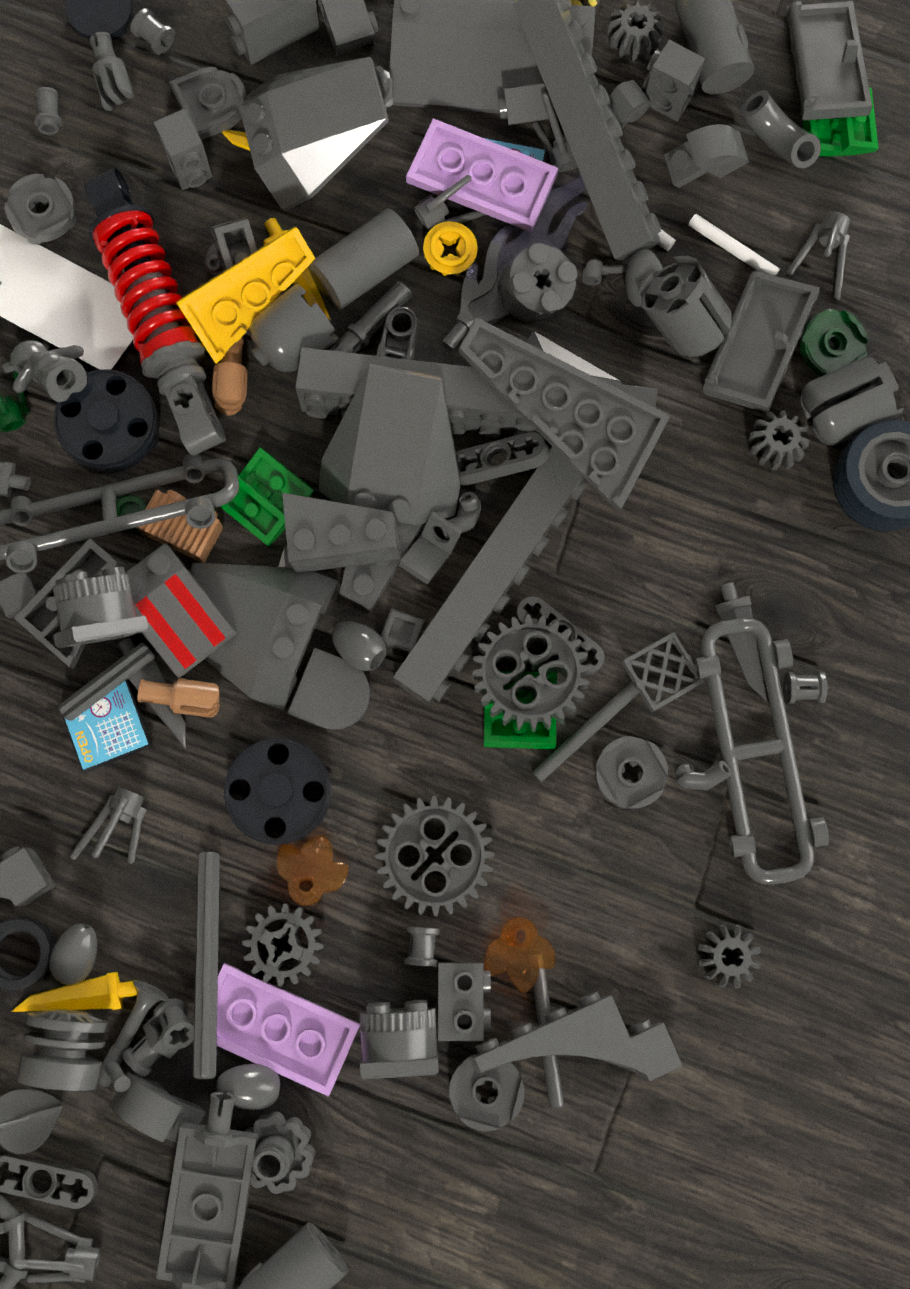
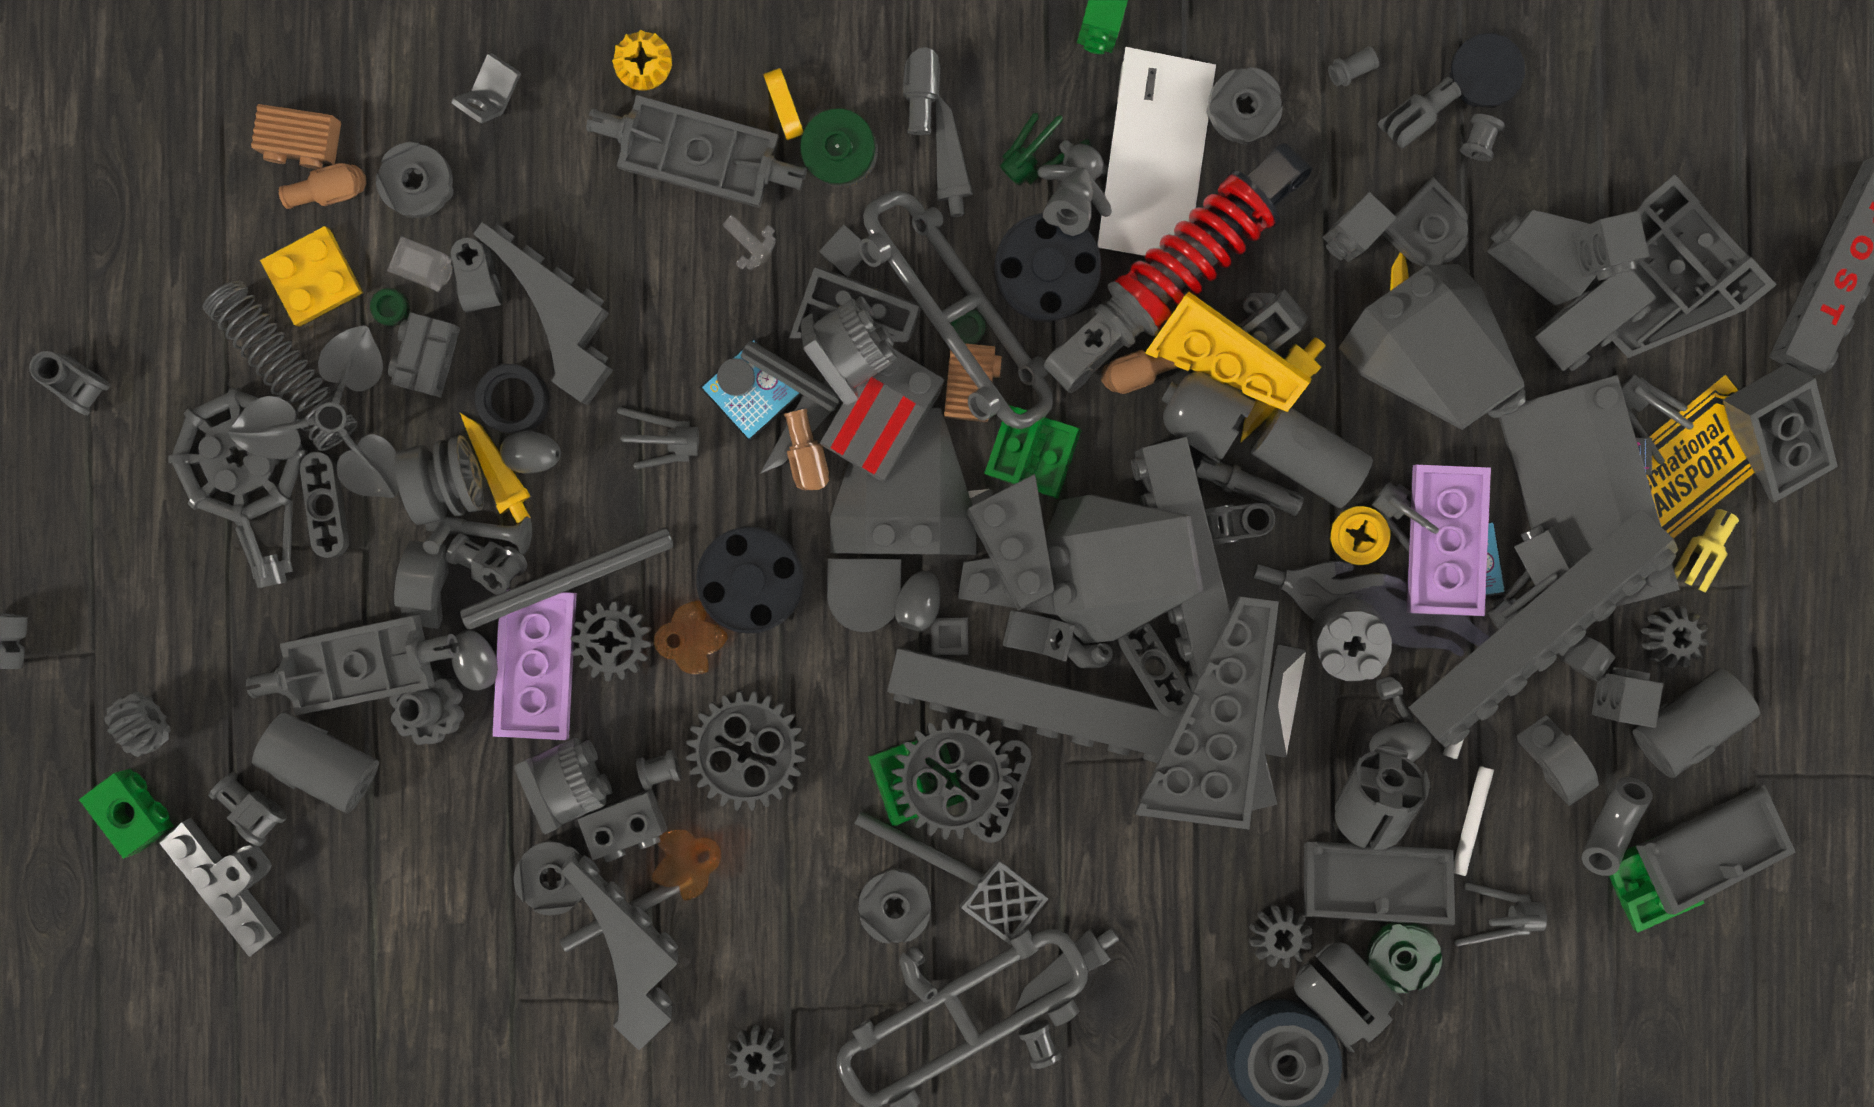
camera: 70 degrees right, 10 degrees up
(86, 733) = (736, 377): none -> dark grey tile

